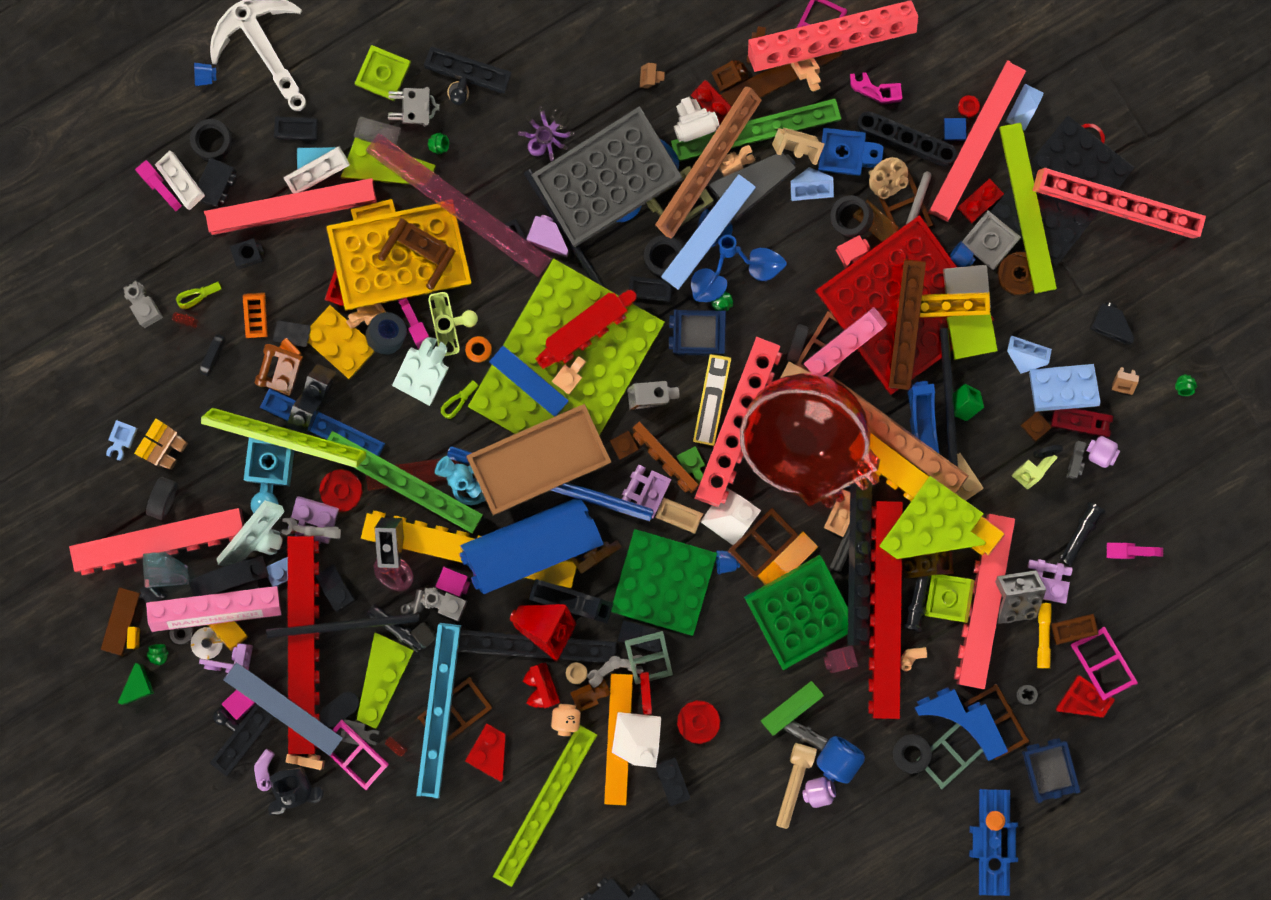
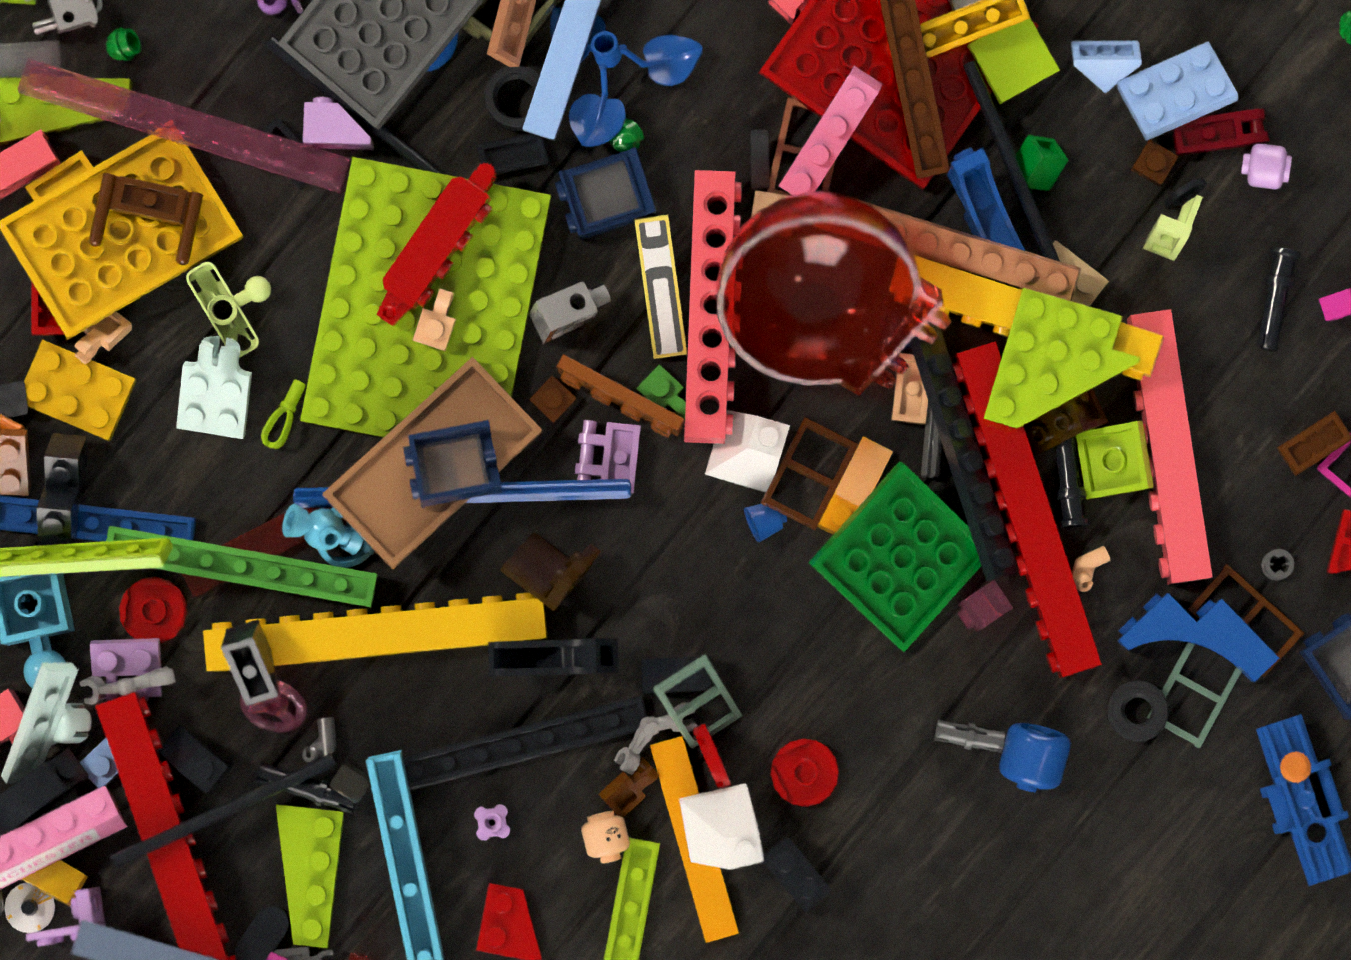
camera: 15 degrees left, 0 degrees up
(378, 333) = (131, 361): black wheel -> none
(417, 329) = (185, 331): dark pink piece -> none
(448, 605) = (371, 726): light grey brick -> none
(453, 582) = (367, 690): dark pink brick -> none
(464, 724) = (434, 881): reddish brown window -> none
(475, 340) = (274, 323): orange piece -> none
(505, 683) = (499, 829): none -> lavender plate
(529, 381) = (378, 351): blue tile -> none
(530, 545) = (464, 595): blue cylinder -> none
(545, 626) = (527, 708): red slope -> none
(546, 694) = (563, 808): red tile -> none
(550, 464) = (453, 464): none -> window
(576, 673) = (597, 762): tan tile -> none
(663, 582) = (681, 582): green plate -> none
(679, 515) = (670, 475): tan tile -> none
(792, 708) = (936, 704): bright green tile -> none
(802, 758) = (978, 772): tan axle -> none
(819, 792) = (1020, 815): lavender head -> none
(1021, 596) = (1220, 421): dark grey bracket -> none
(1044, 650) = (1279, 488): yellow piece -> none
(1055, 588) = (1252, 397): lavender plate -> none
(1076, 466) = (1232, 199): dark grey plate -> none
(1125, 382) = (1264, 52): medium nougat tile -> none

